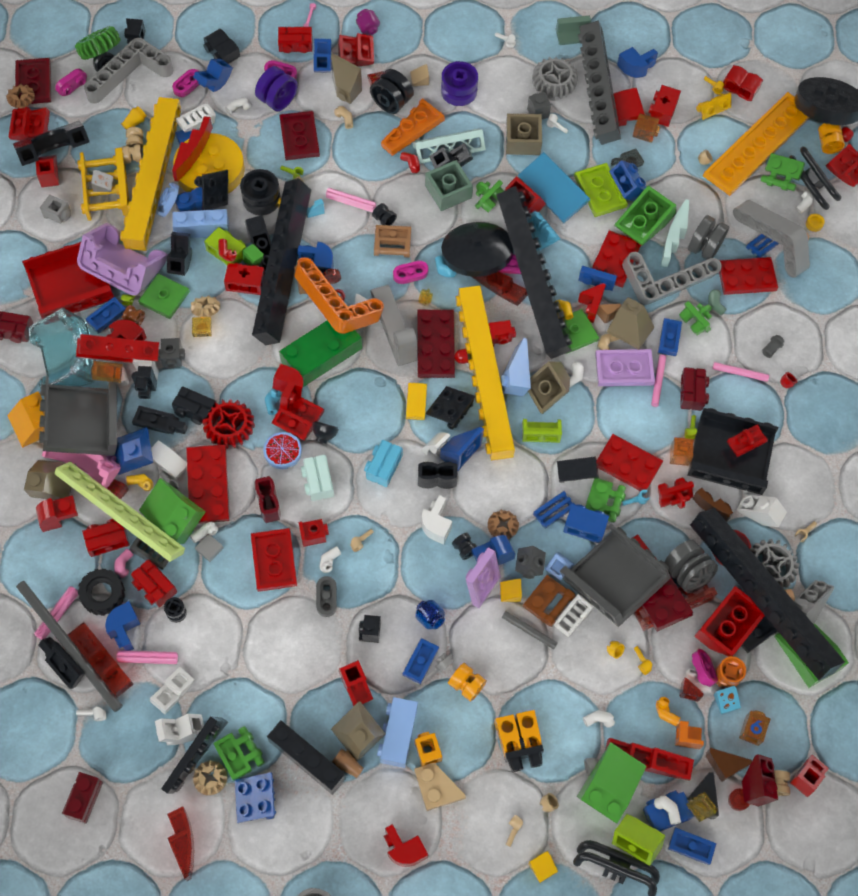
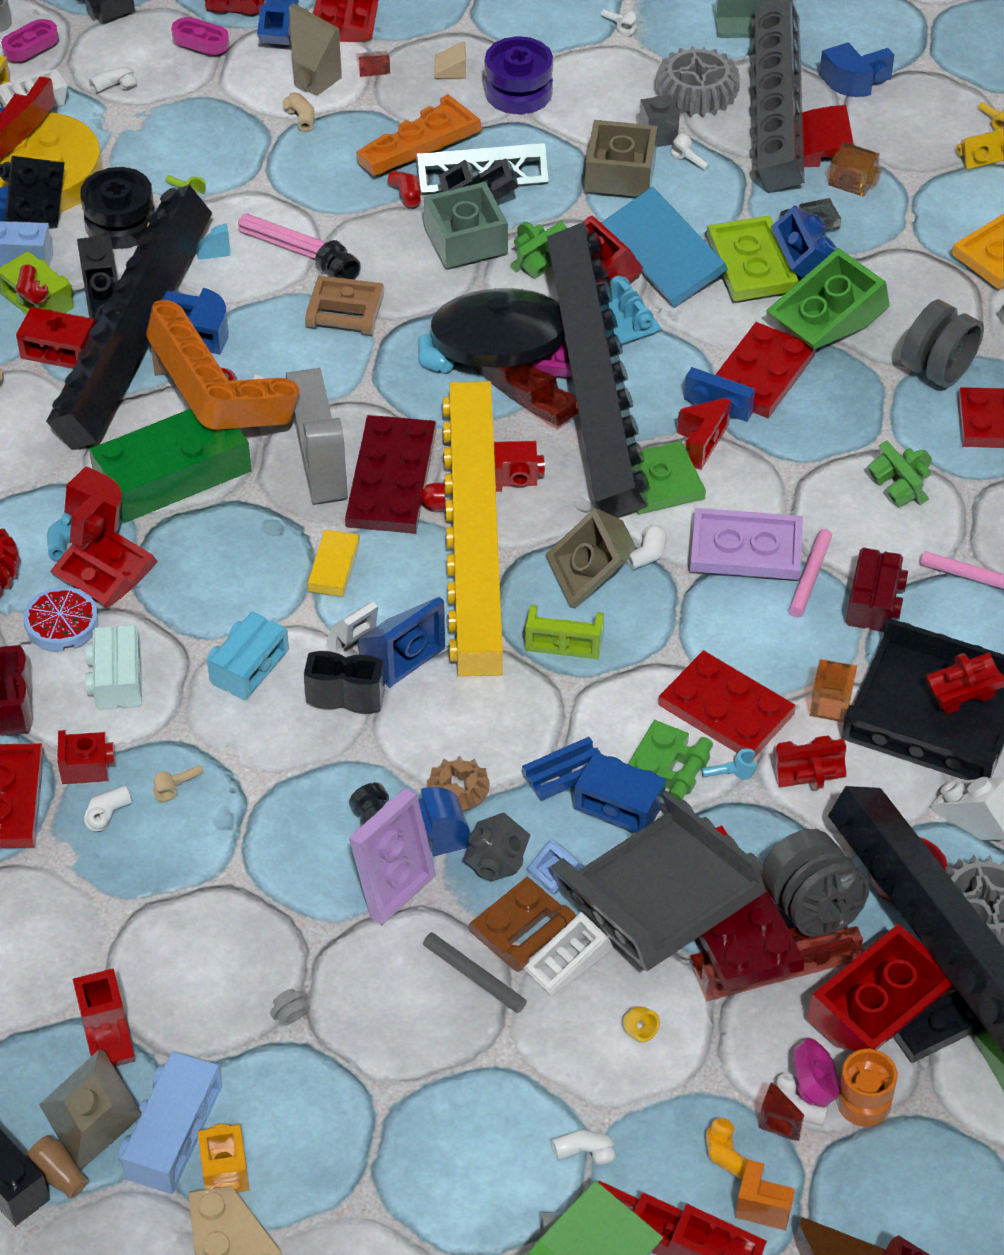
camera: 10 degrees right, 15 degrees down
(215, 75) = (82, 32): blue brick -> none
(252, 255) = (79, 300): bright green slope -> none
(276, 88) = (183, 54): dark purple wheel -> none
(299, 135) = (211, 132): dark red plate -> none
(324, 431) = (146, 592): black brick -> none
(326, 597) = (84, 872): dark grey plate -> none
(332, 275) = (221, 347): clear red tile -> none
(370, 629) = (156, 931): black brick -> none
(391, 91) = (390, 73): black wheel -> none
(410, 270) = (367, 355): dark pink plate -> none
(420, 661) = (244, 1001): blue plate -> none
(425, 297) = (386, 396): clear yellow plate -> none
(430, 614) = (279, 920): clear blue head -> none
(434, 524) = (323, 764): white brick -> none
(451, 406) = (400, 577): black hinge -> none
(467, 682) = (328, 1045): light orange wheel -> none
(511, 590) = (451, 898): yellow slope -> none
(516, 375) = (533, 532): light blue slope -> none
(522, 744) = (414, 1177): light orange hips -> none
(566, 308) = (649, 437): yellow arm -> none
(577, 469) = (621, 697): black hinge -> none
(605, 341) = (723, 494): tan arm -> none
(608, 311) = (732, 449): medium nougat slope -> none
(631, 323) = (771, 469): dark tan slope -> none
(646, 665) = (698, 1060): yellow hand -> none
(665, 104) = (897, 137): red brick -> none
(669, 282) = (855, 408): light grey beam -> none
(670, 337) = (843, 502): blue plate -> none
(677, 231) = (883, 333): light aqua slope -> none
(691, 432) = (862, 661): lime hand -> none
(705, 157) = (960, 224): tan hinge -> none
(706, 502) = (866, 774): reddish brown slope -> none
(714, 302) = (941, 454): sand green arm -> none
(727, 699) = (857, 1139): medium azure slope -> none
(755, 727) = (904, 1197): clear orange brick -> none

